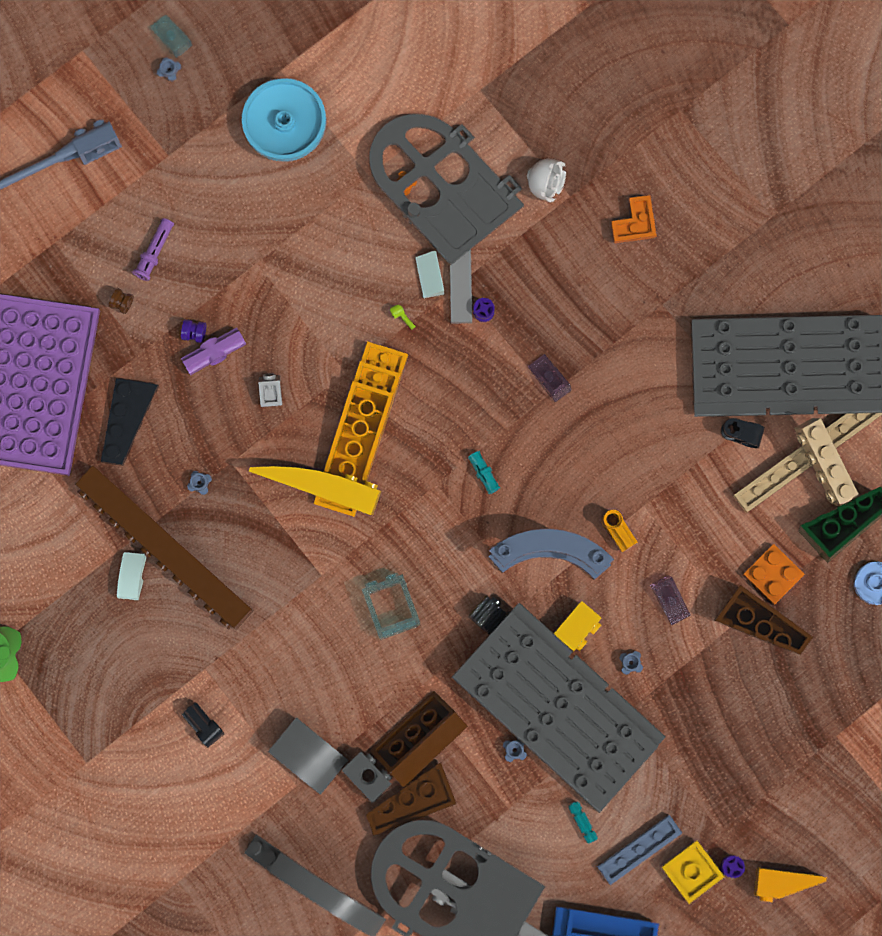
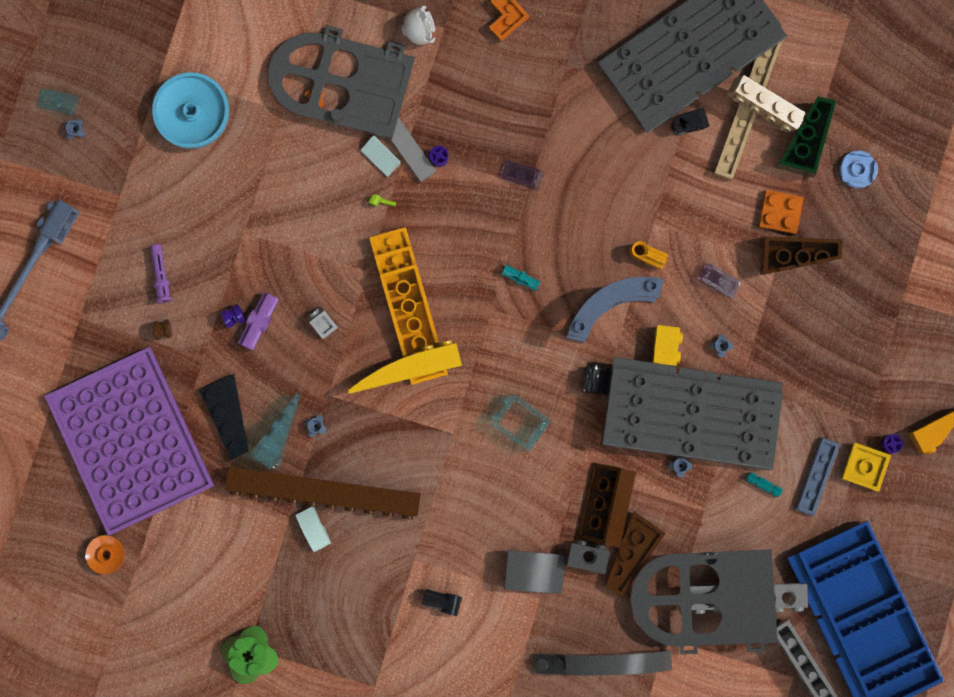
camera: 40 degrees left, 5 degrees up
(146, 474) = (273, 445): none -> clear light blue wedge

